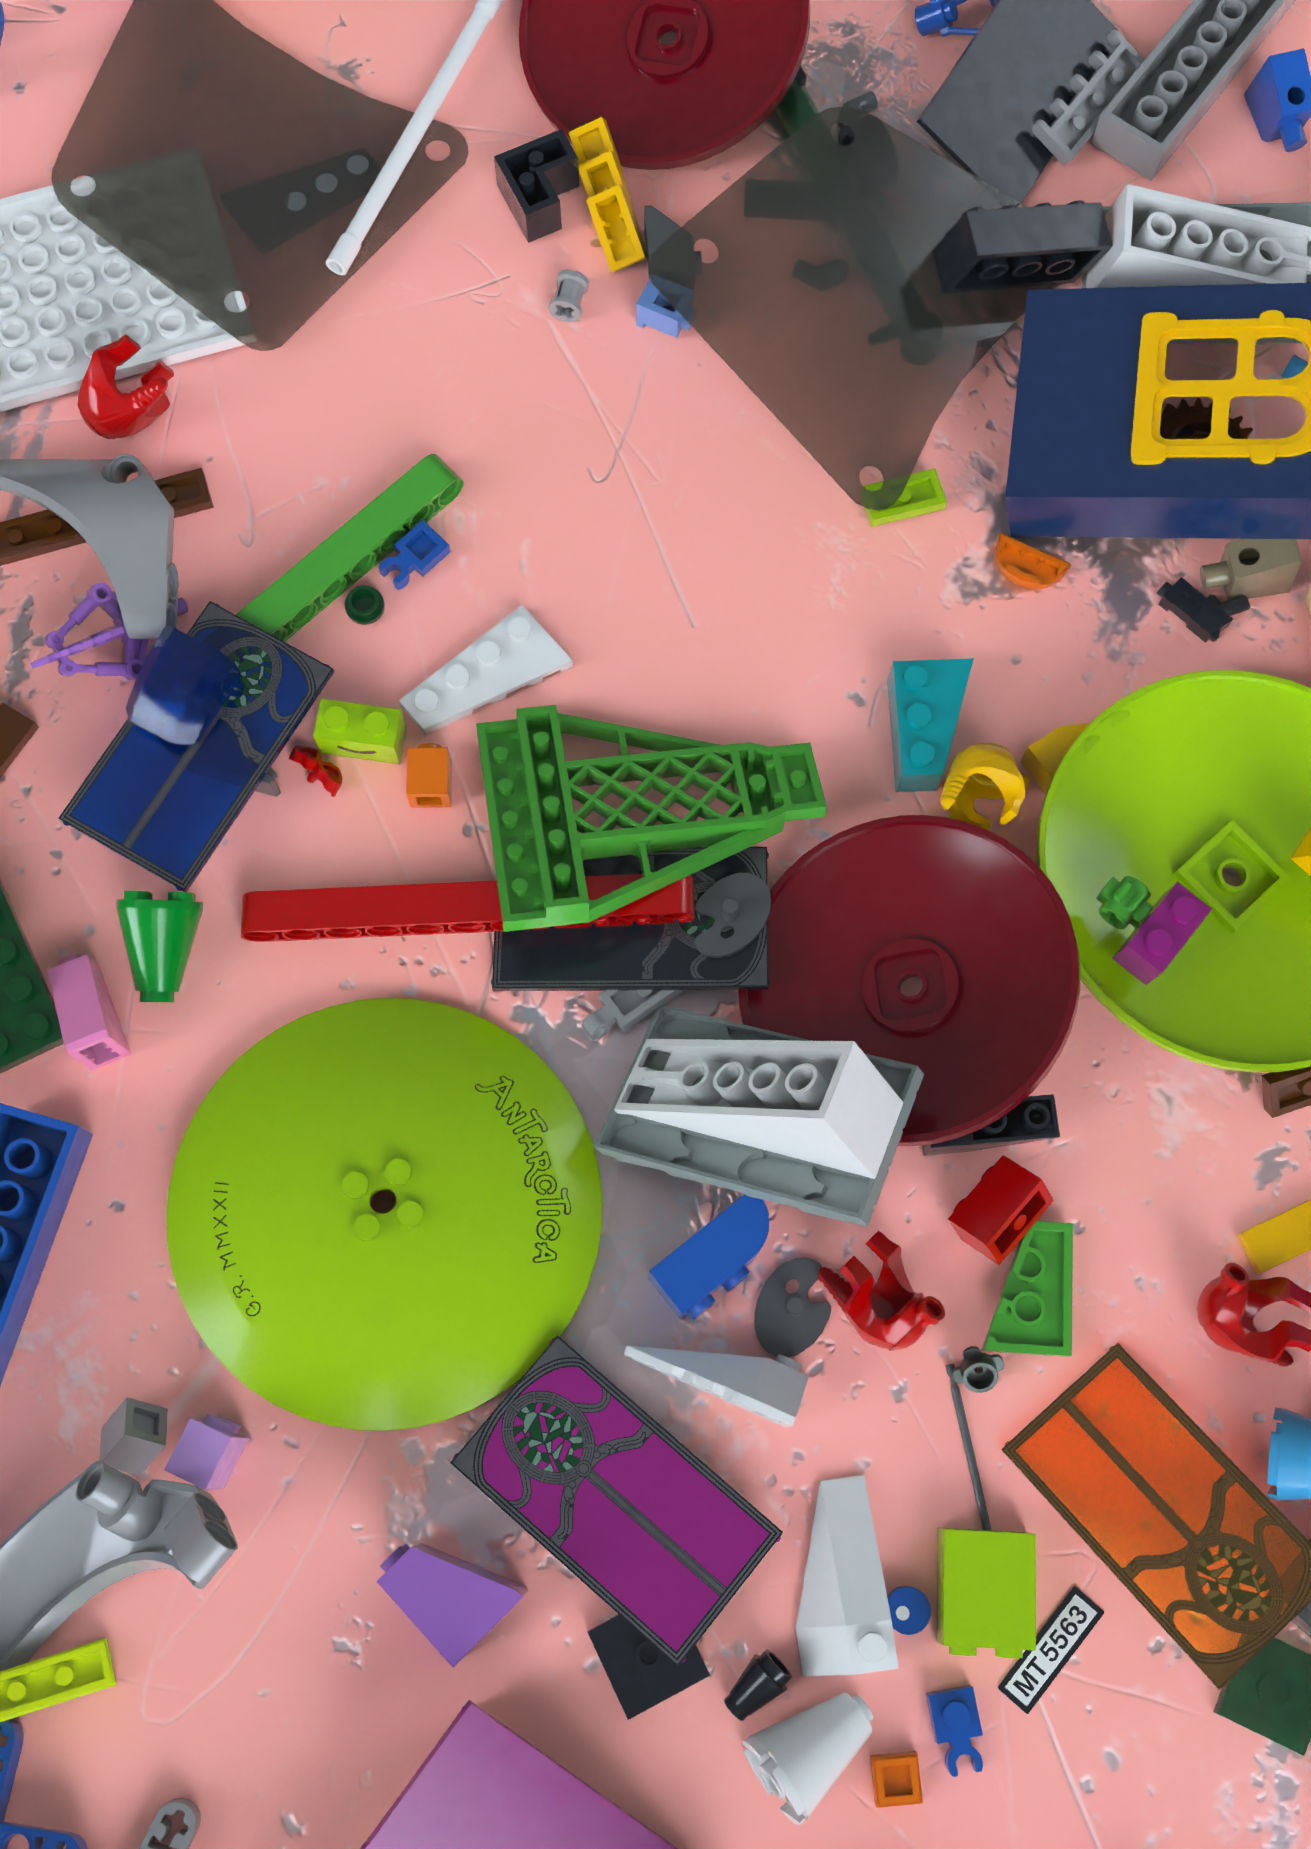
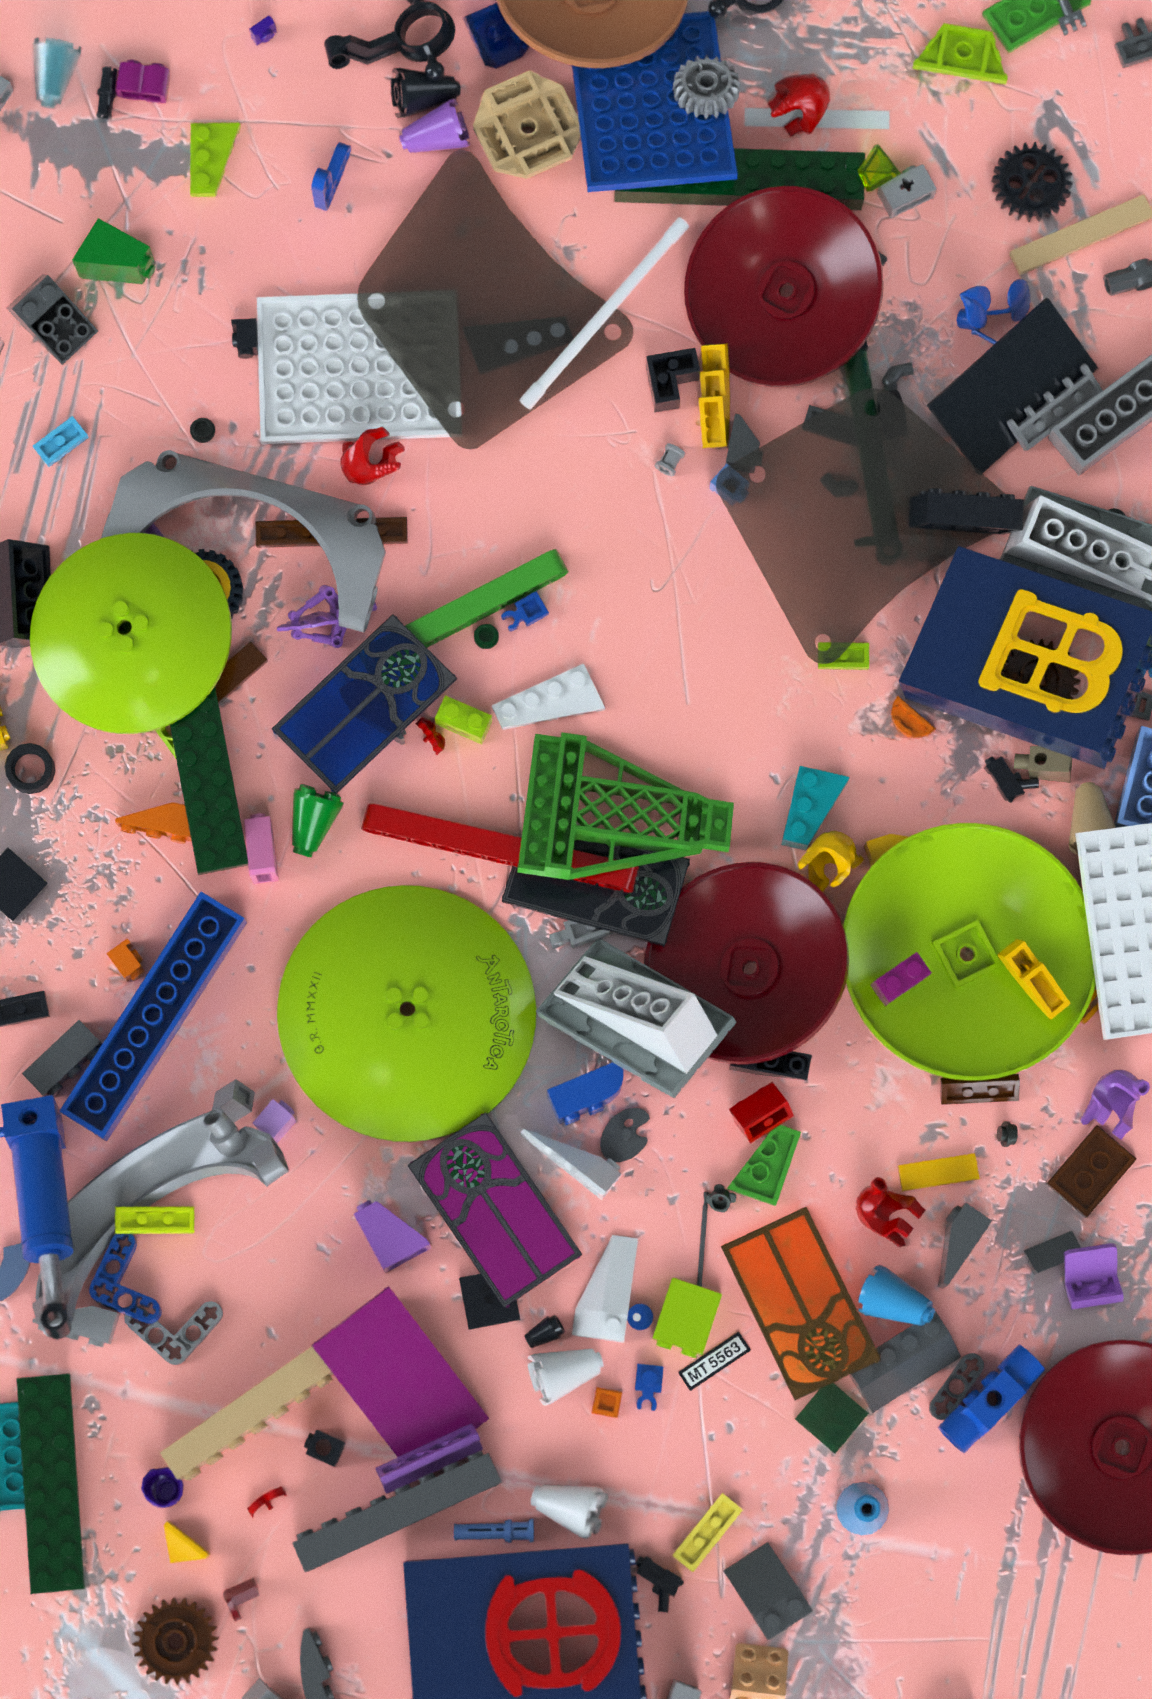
camera: 15 degrees right, 5 degrees up
(181, 687) = (362, 668): clear blue slope -> none
(429, 776) = (498, 759): orange brick -> none
(735, 903) = (662, 890): dark grey piece -> none
(890, 1312) = (680, 1152): red piece -> none
(1124, 902) = (885, 954): bright green gear -> none

